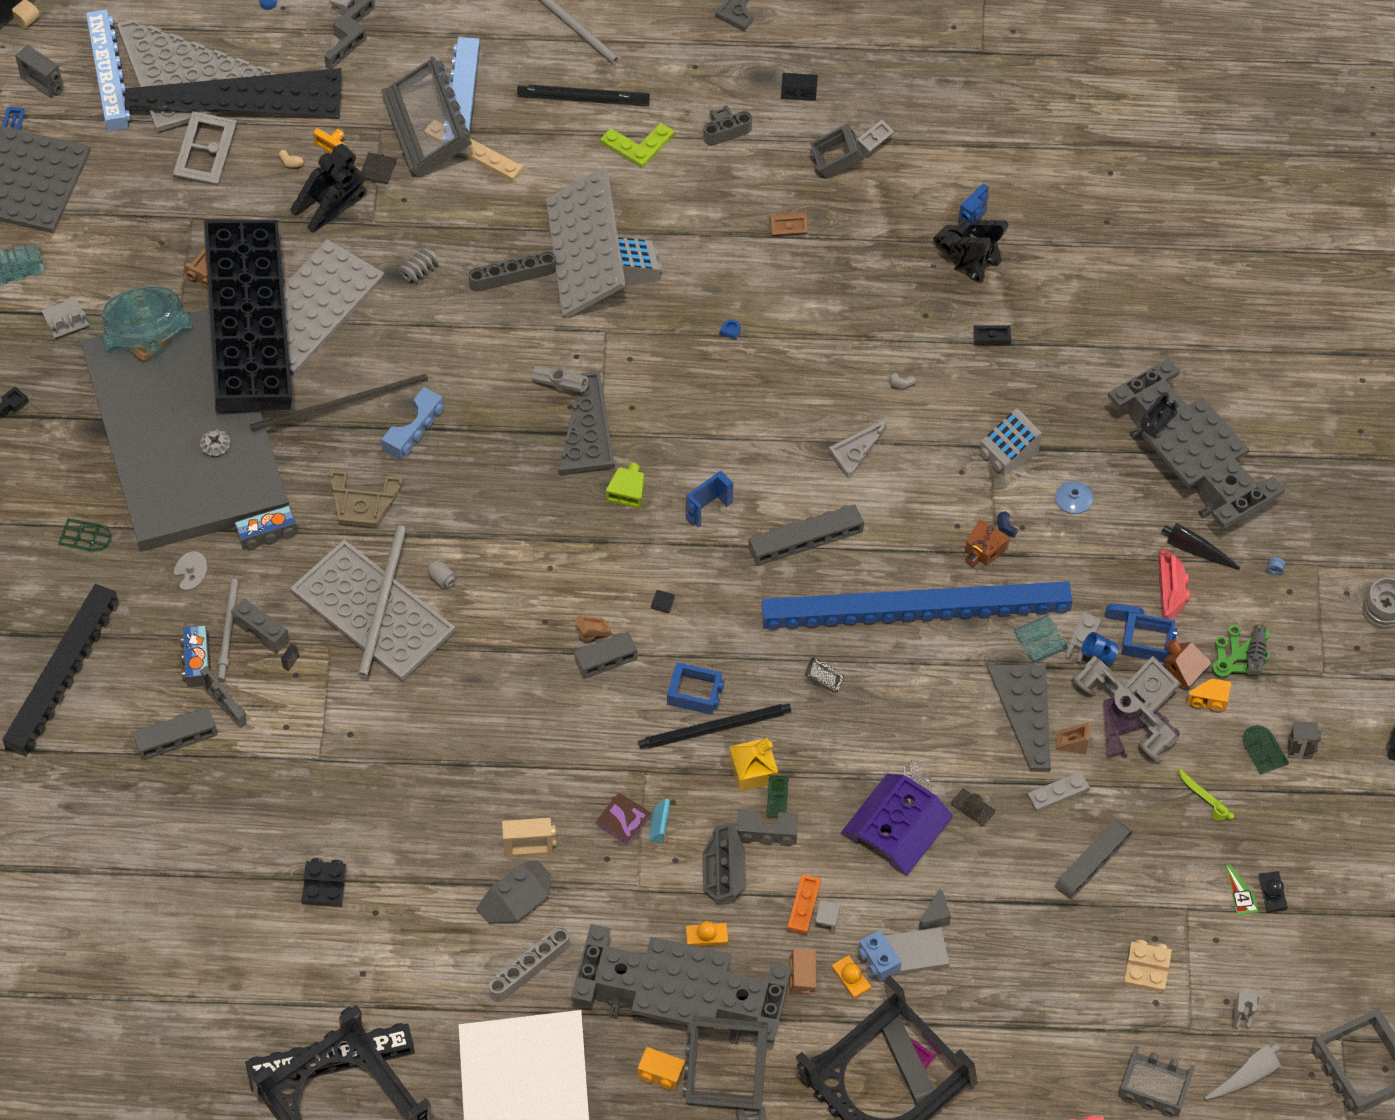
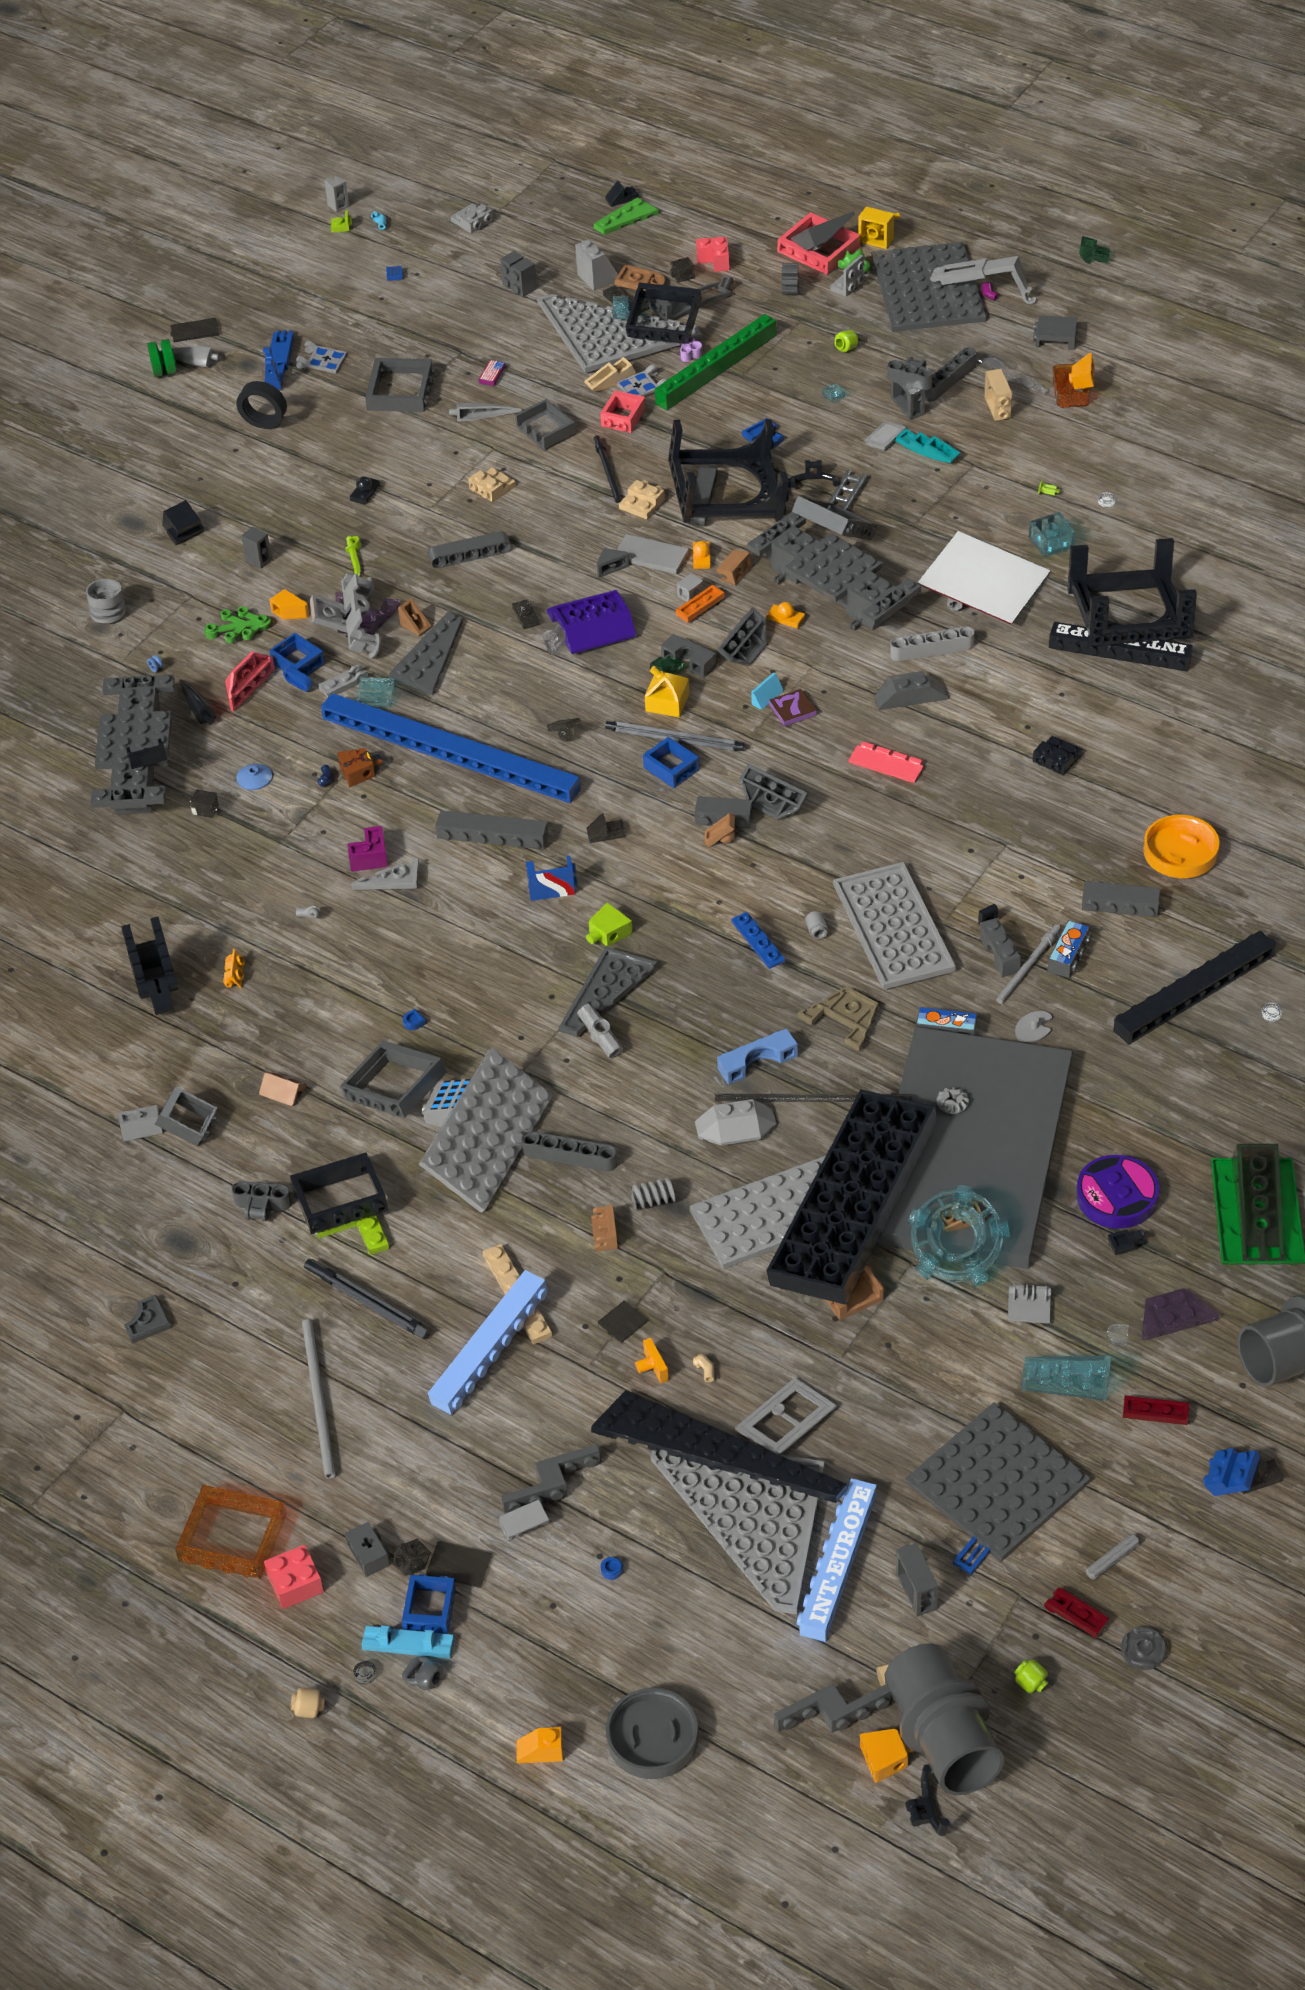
camera: 145 degrees left, 10 degrees down
(38, 442) = (1117, 1191): none -> brick
(78, 538) = (1116, 1102): clear green window -> none
(144, 820) = (1181, 846): none -> light orange brick
(222, 698) = (1064, 902): dark grey wing -> none
(332, 185) = (686, 1293): black piece -> none
(382, 601) = (881, 919): light grey piece -> none
(390, 357) = (735, 1122): none -> light grey wedge
(426, 117) = (543, 1324): window -> none
(438, 225) = (604, 1228): none -> medium nougat hinge
(478, 524) = (758, 940): none -> blue bracket
(484, 795) = (885, 763): none -> coral windscreen
(528, 837) = (874, 719): tan window -> none
(569, 696) = (771, 793): none -> dark grey wedge
(648, 173) = (331, 1174): none -> black window
(661, 1069) = (880, 550): light orange brick -> none
(663, 601) = (646, 836): black tile -> none
(693, 278) = (431, 1066): none -> dark grey window
(703, 590) = (601, 830): none -> clear smoke slope
(799, 86) = (159, 1205): black hinge -> none
(879, 956) = (674, 547): medium blue brick -> none
(892, 459) = (368, 853): none -> magenta panel
(914, 298) = (234, 969): none -> light orange hinge
(969, 1024) = (642, 499): none -> tan plate
(974, 205) = (117, 1011): blue plate -> none
(992, 334) = (200, 914): black plate -> none
(1011, 443) = (269, 820): light grey slope -> none
(1058, 792) = (455, 599): light grey plate -> none
(1071, 1080) = (600, 449): none -> black bar
(1085, 435) = (204, 803): none -> clear smoke brick
(1100, 647) = (341, 657): blue wheel -> none
(1185, 662) = (287, 624): torso -> none
(1243, 897) = (385, 500): sticker -> none
(1245, 1008) = (453, 428): light grey hinge -> none
(1257, 650) = (230, 609): dark grey hinge -> none
(1263, 749) = (284, 568): clear green window -> none

